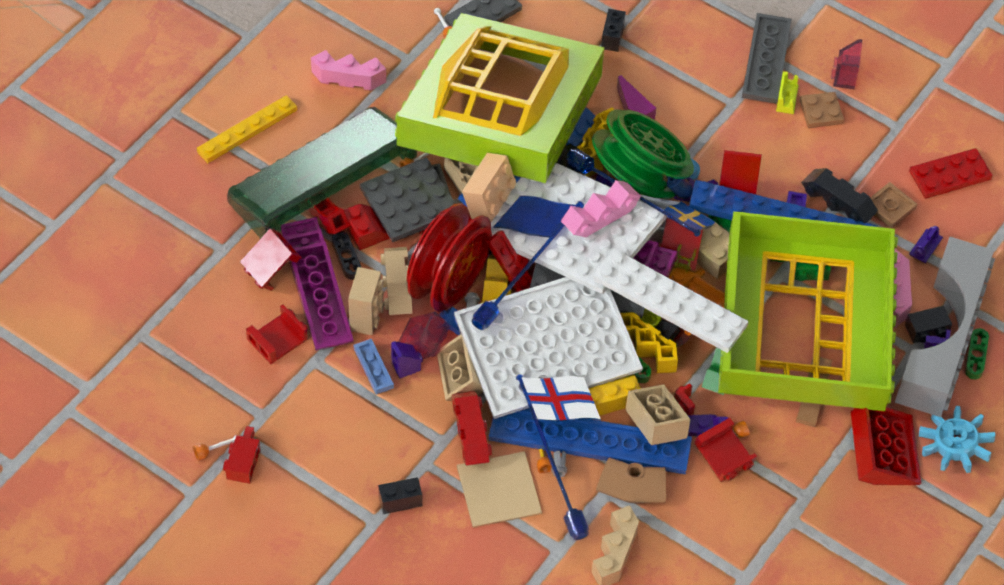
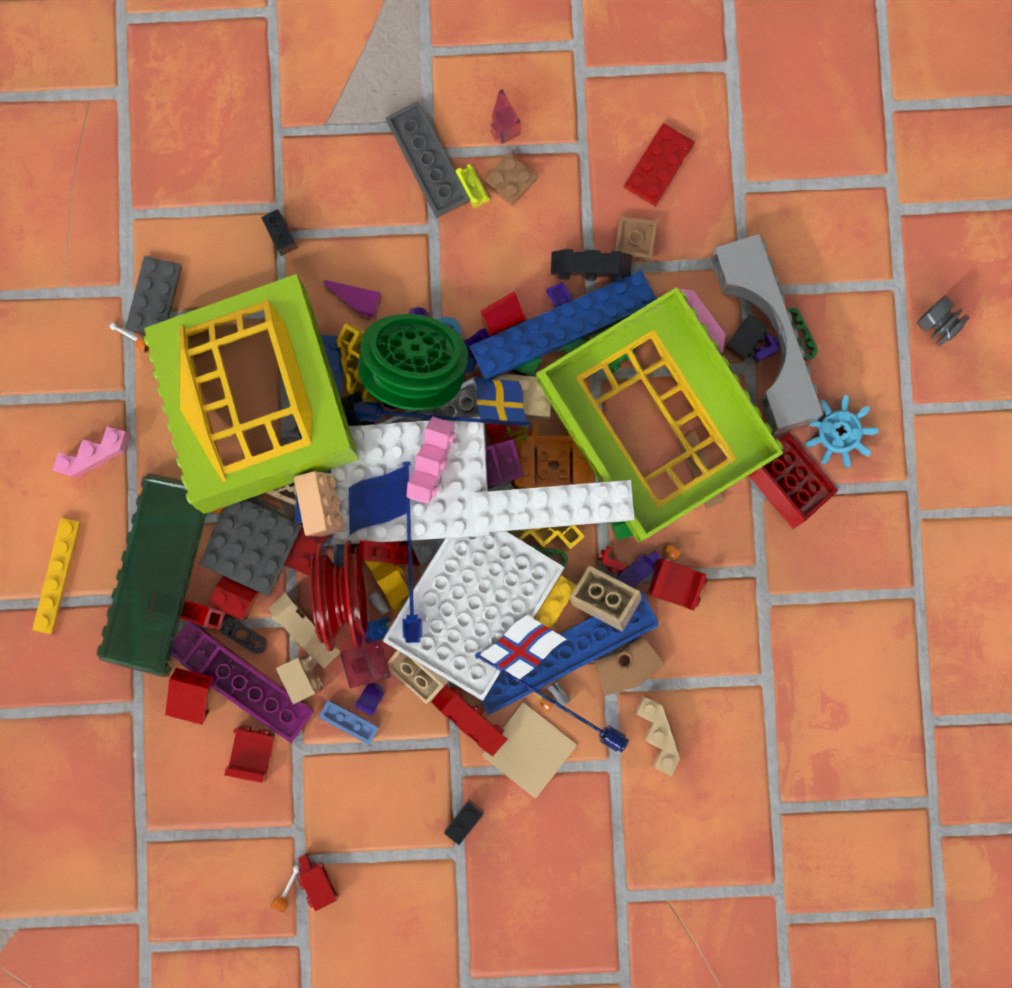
camera: 35 degrees left, 30 degrees up
(926, 244) = (690, 256): dark purple hinge -> none

